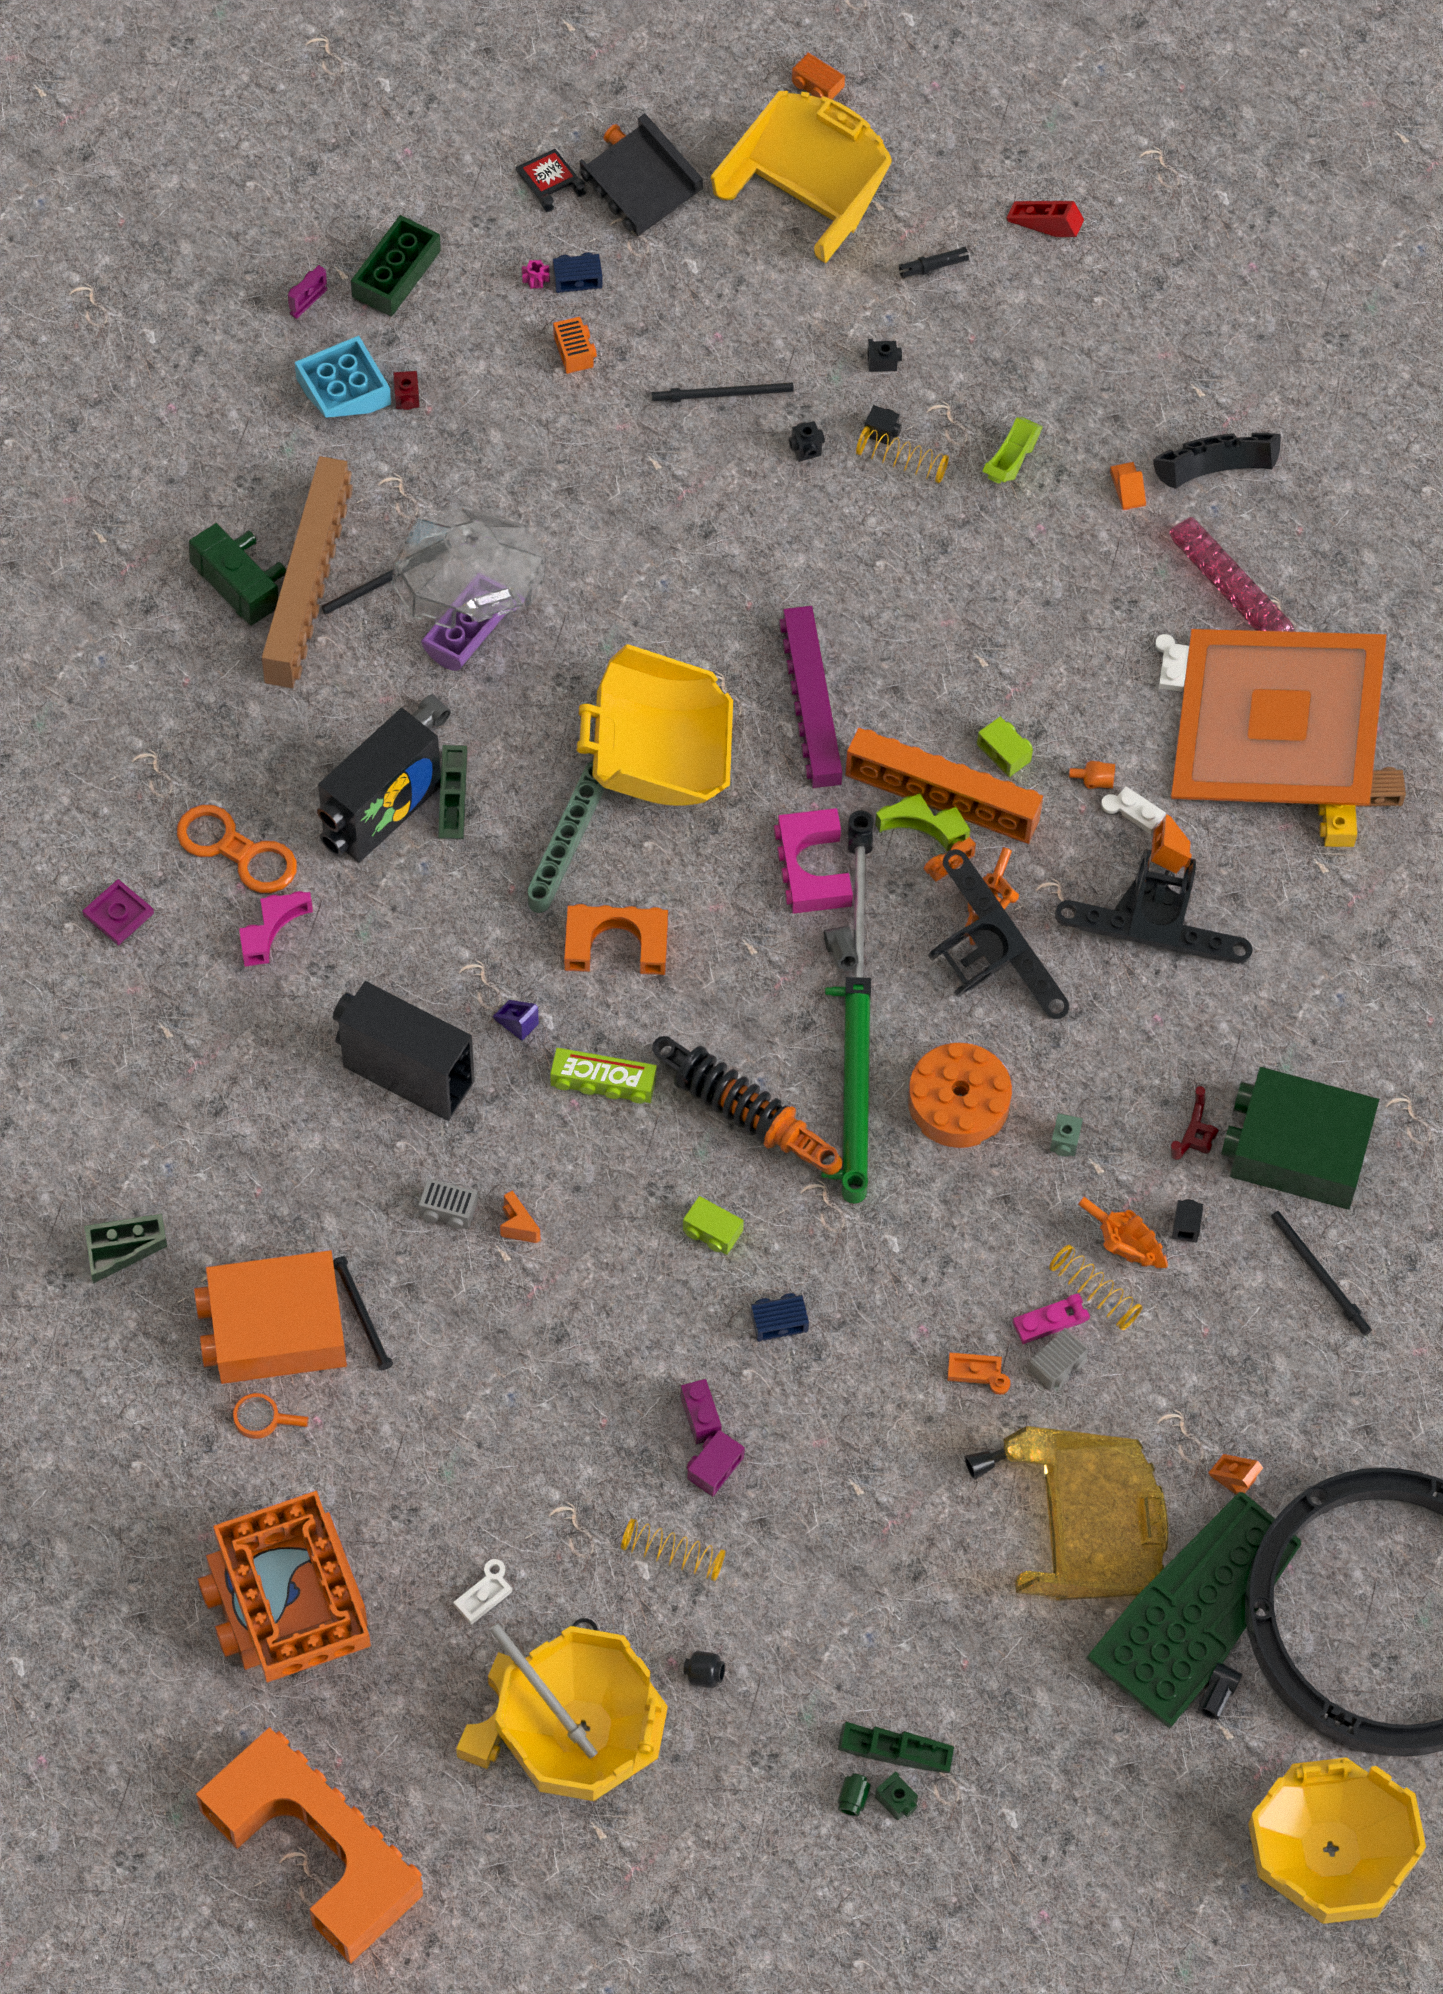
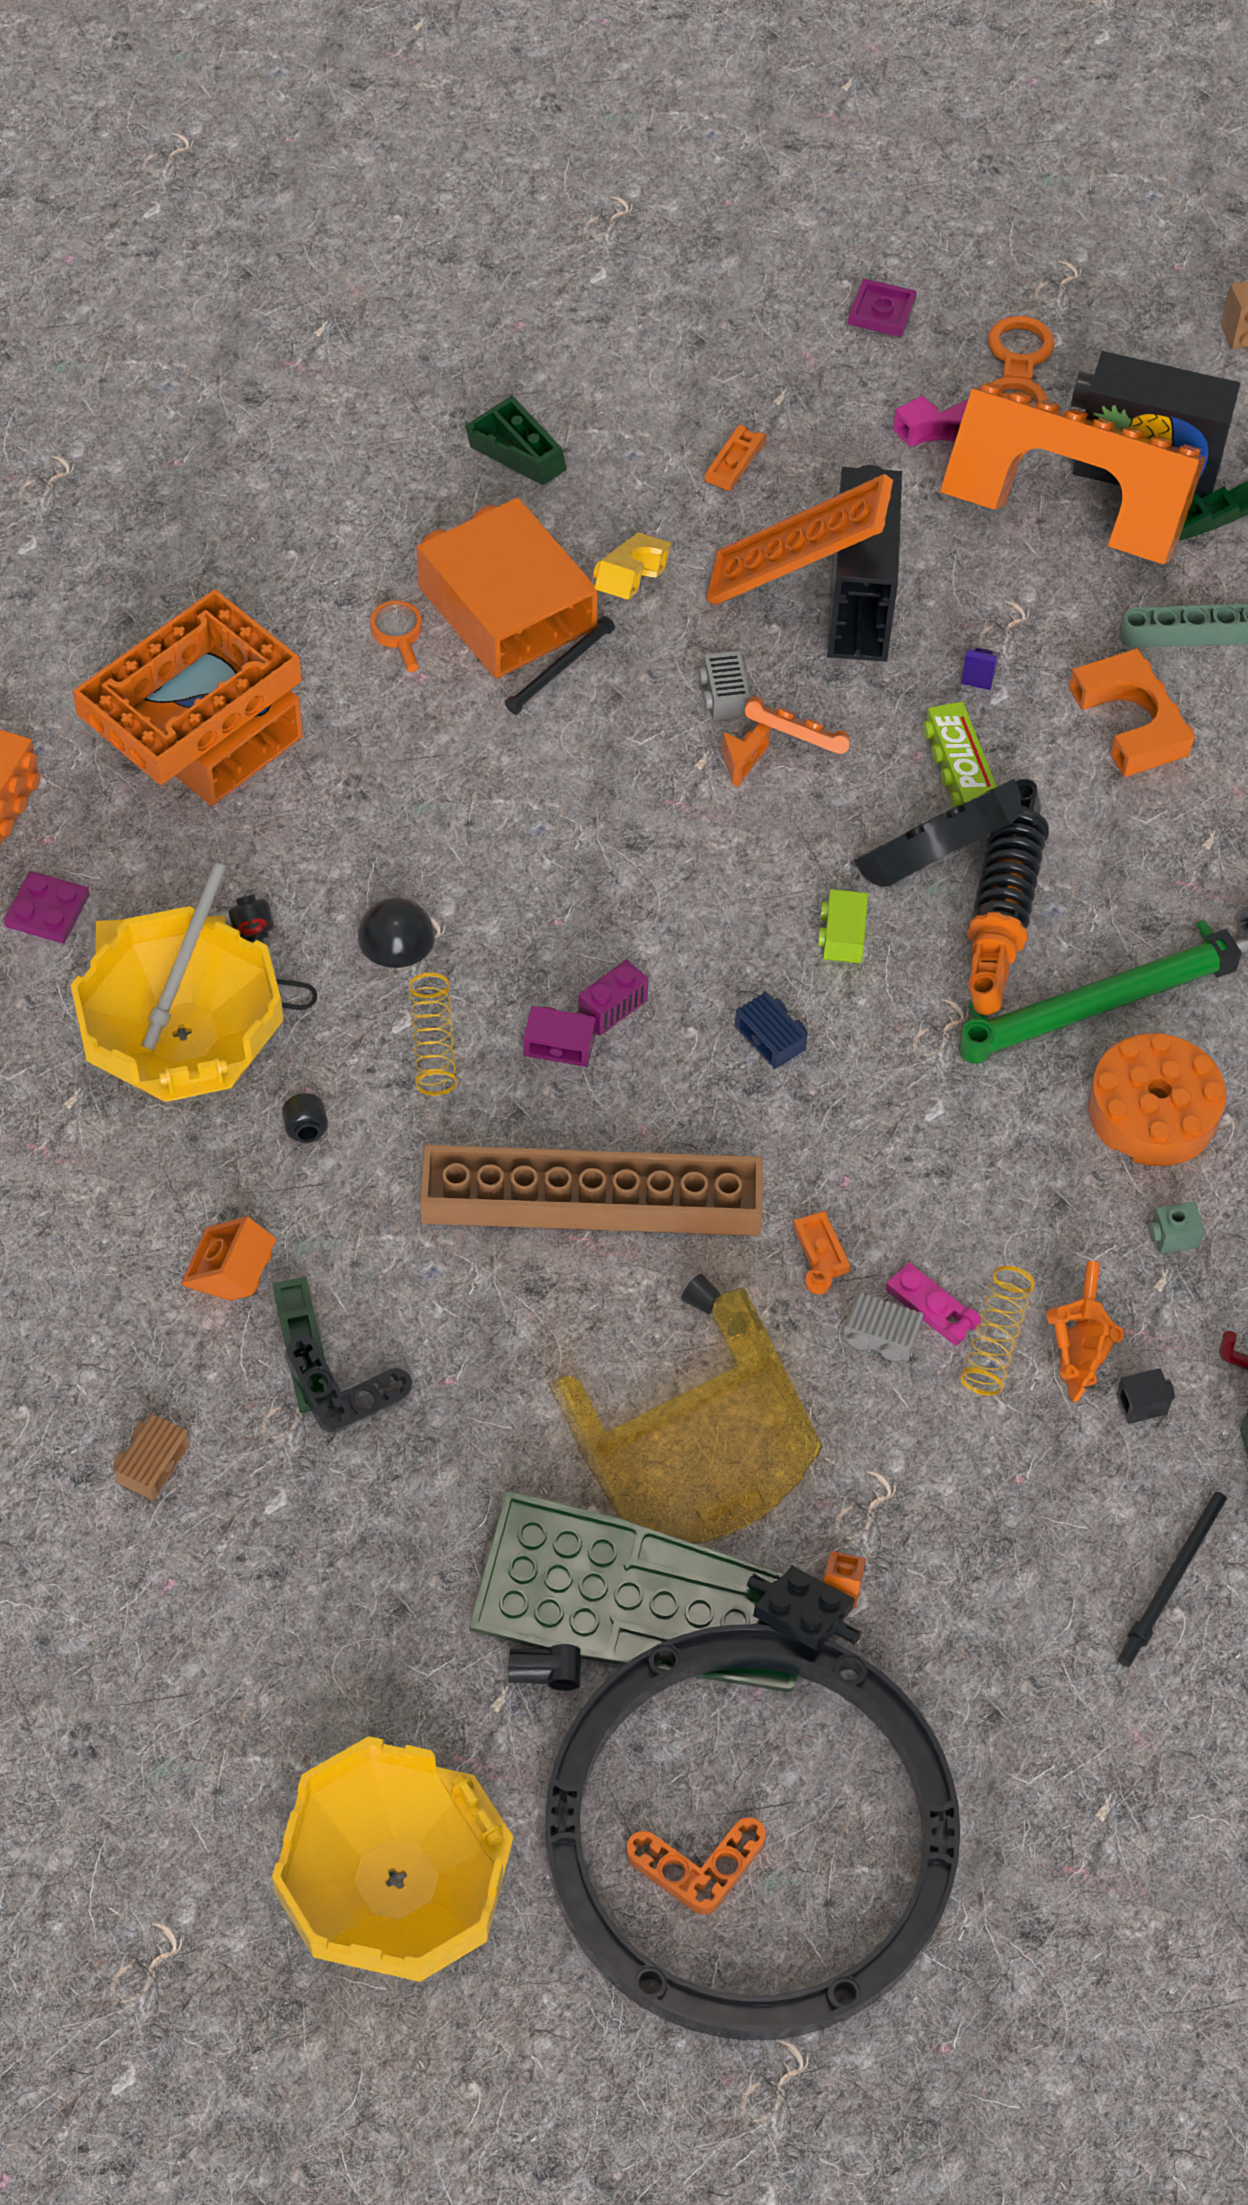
camera: 65 degrees right, 5 degrees down
(218, 1093) = (735, 457): none -> orange plate
(326, 1227) = (622, 569): none -> yellow arch
(337, 884) = (1152, 473): none -> orange arch
(380, 1085) = (800, 540): none -> orange plate
(409, 1784) = (46, 907): none -> magenta plate
(484, 1594) = (294, 887): white hinge -> none
(512, 1628) = (251, 918): none -> black head
(519, 1172) = (809, 731): none -> orange plate
(560, 1540) = (396, 933): none -> black piece
(669, 1120) = (941, 835): none -> black brick
(802, 1771) = (230, 1259): none -> orange slope
(853, 1794) = (223, 1322): dark green brick -> none
(863, 1499) = (592, 1190): none -> medium nougat brick
(896, 1806) = (252, 1362): dark green brick -> none
(943, 1885) = (151, 1456): none -> medium nougat brick
(952, 1741) = (343, 1400): none -> black beam
(1262, 1504) = (804, 1608): none -> black plate
(1404, 1663) = (694, 1876): none -> orange beam

